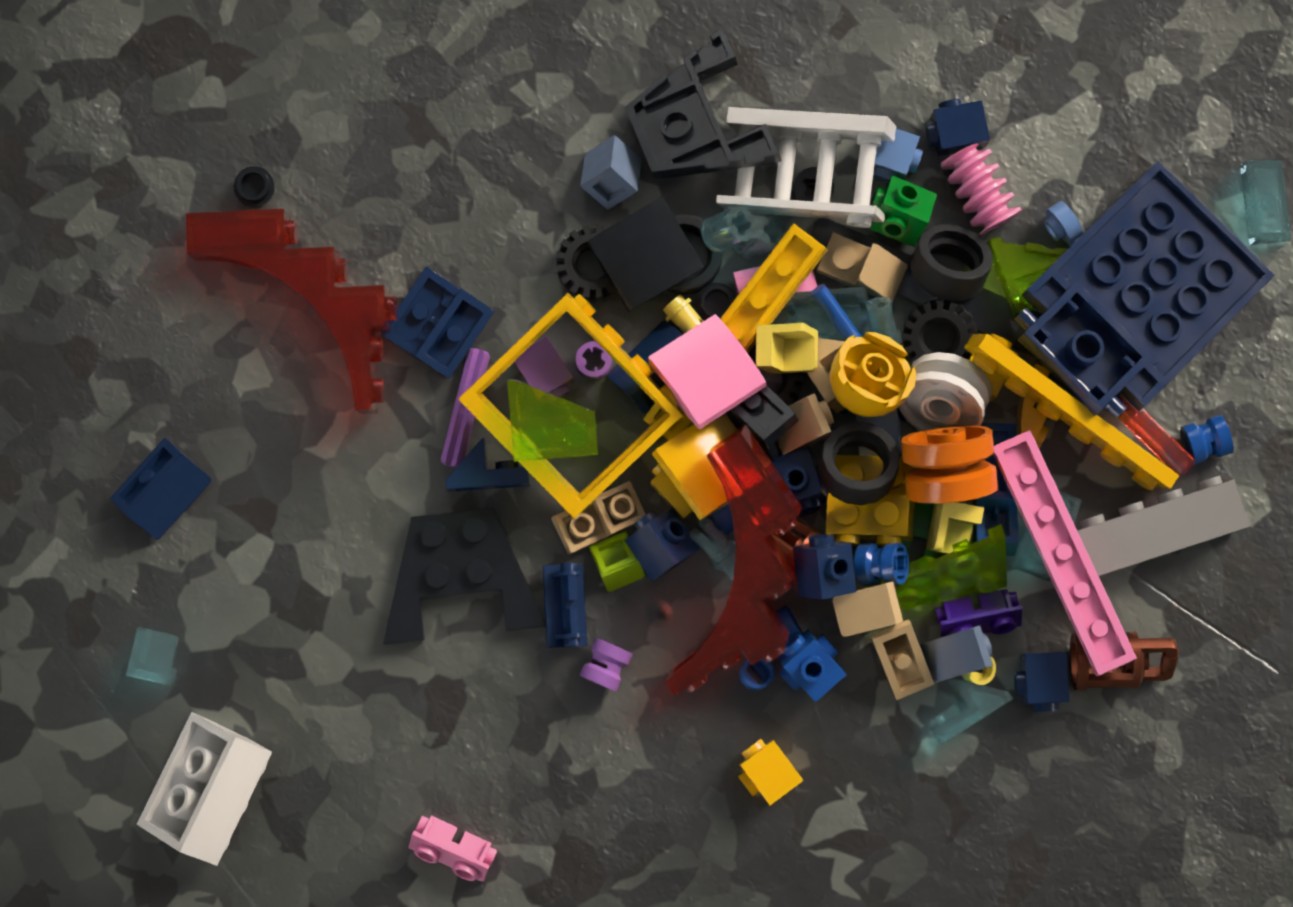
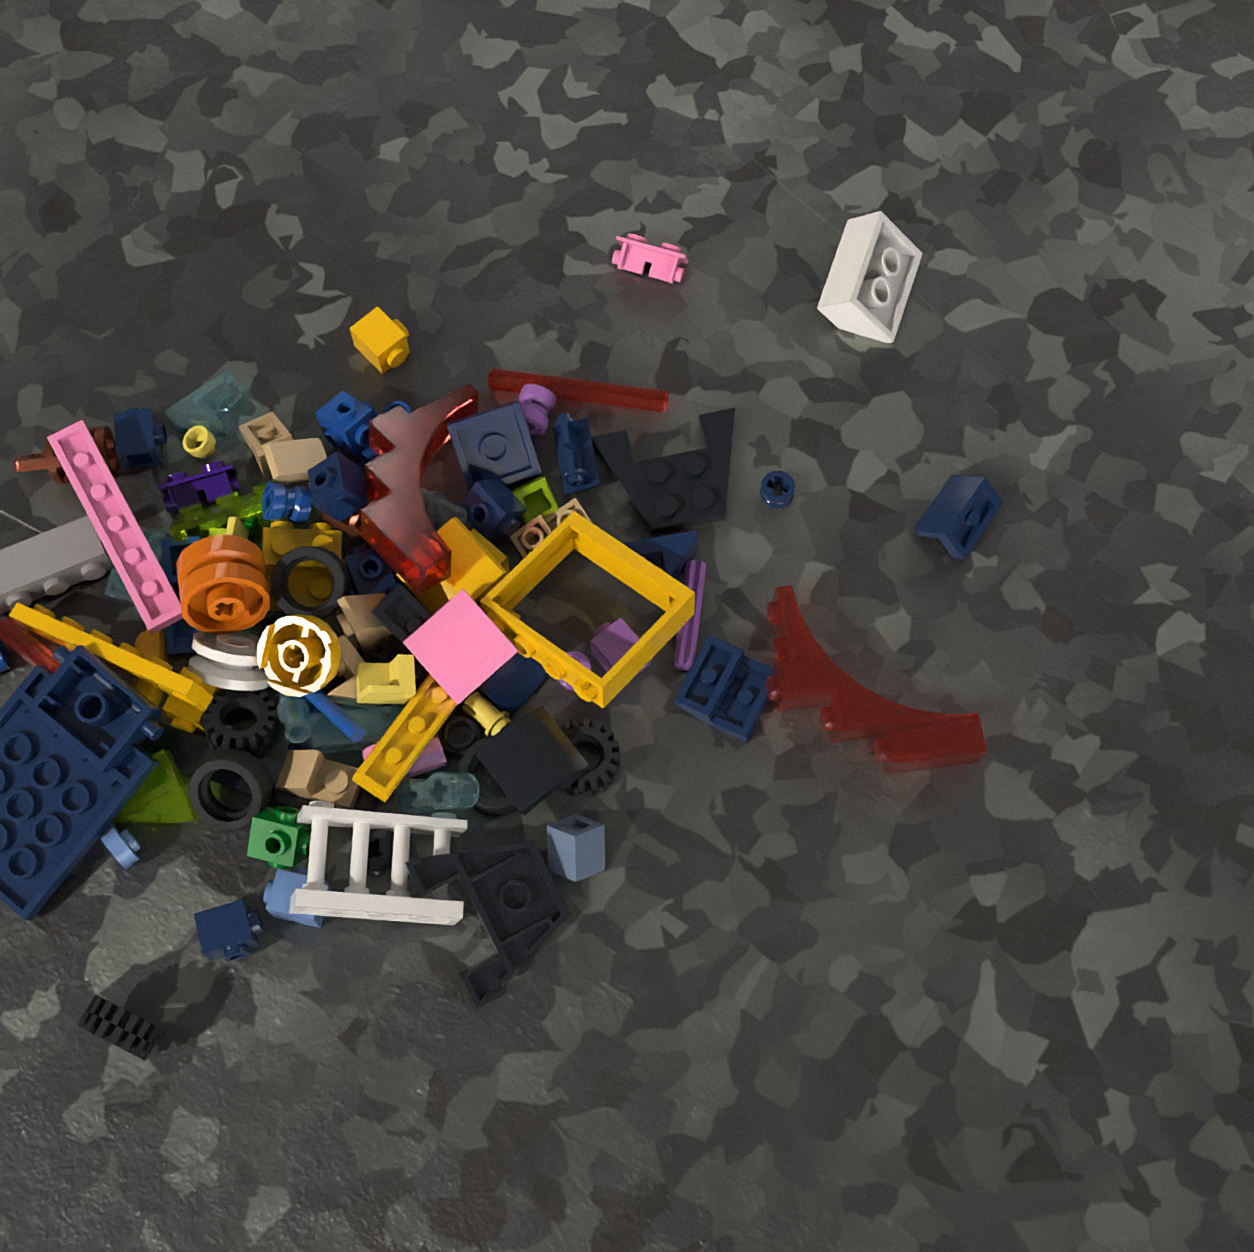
camera: 175 degrees right, 15 degrees down
(153, 656) = (936, 370): clear light blue panel -> none
(254, 186) = (925, 796): black plate -> none
(340, 548) = (788, 486): none -> dark blue bush
(548, 425) = (605, 575): clear neon green wing -> none
(554, 688) = (581, 389): none -> clear red axle
(654, 616) = (494, 445): none -> dark blue plate
(957, 654) = (215, 441): sand blue slope -> none
(980, 188) = (199, 869): bright pink piece -> none
(1062, 41) = (120, 1027): none -> black tyre

